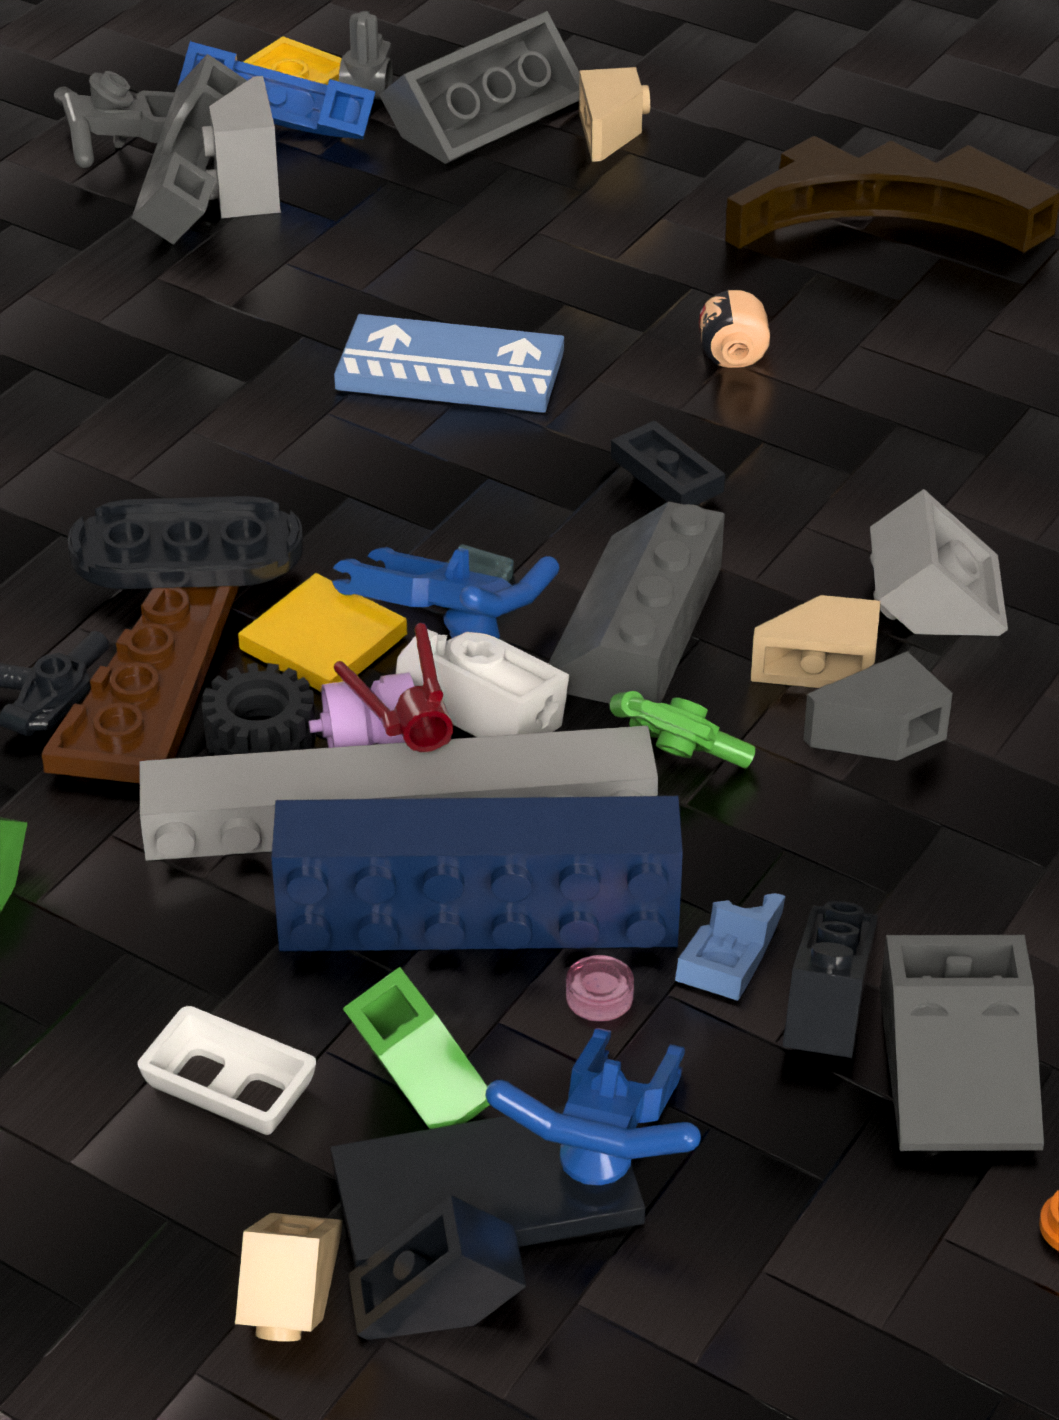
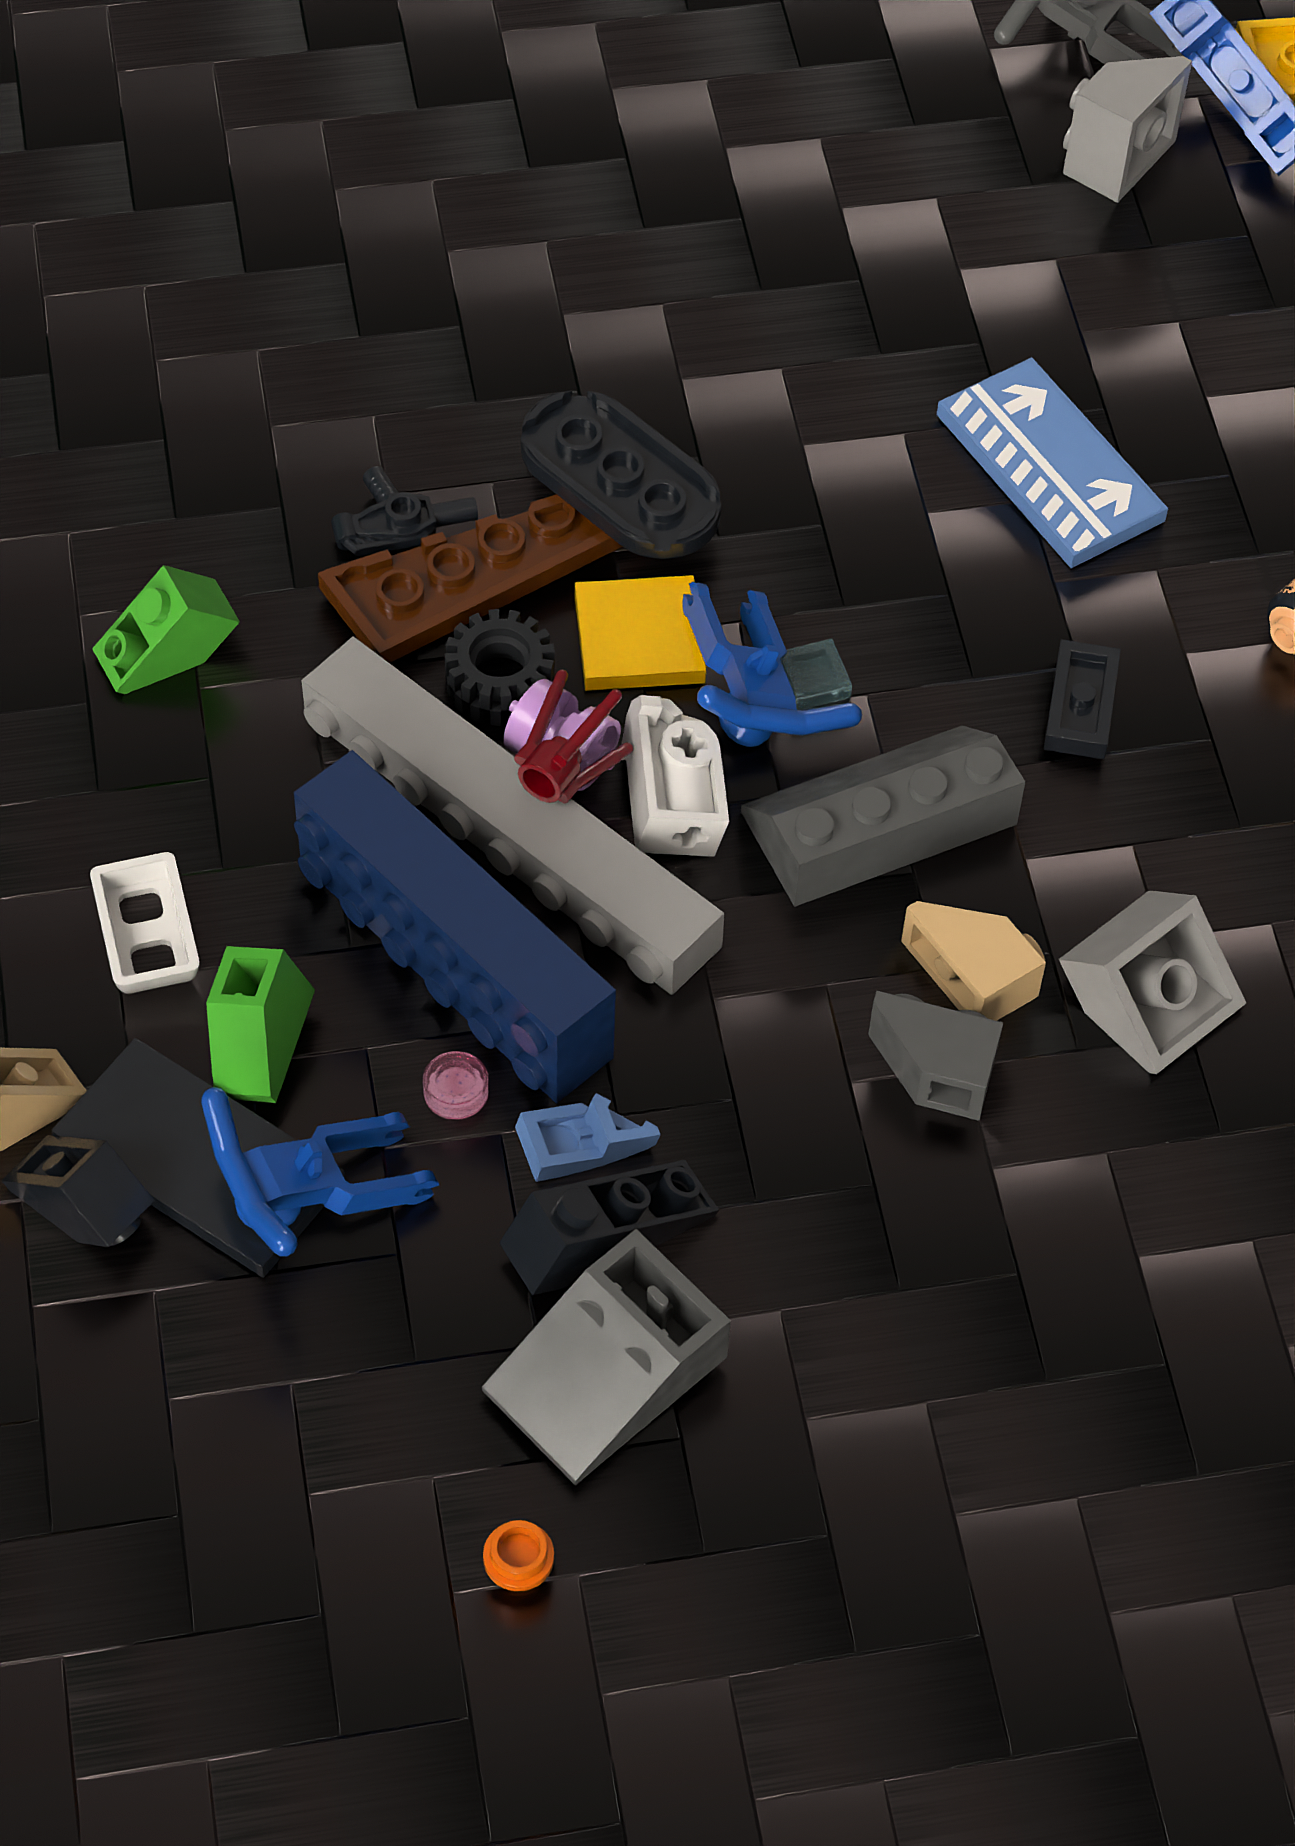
camera: 45 degrees right, 15 degrees up
(176, 181) = (1043, 108): dark grey arch -> none
(681, 728) = (758, 934): bright green piece -> none

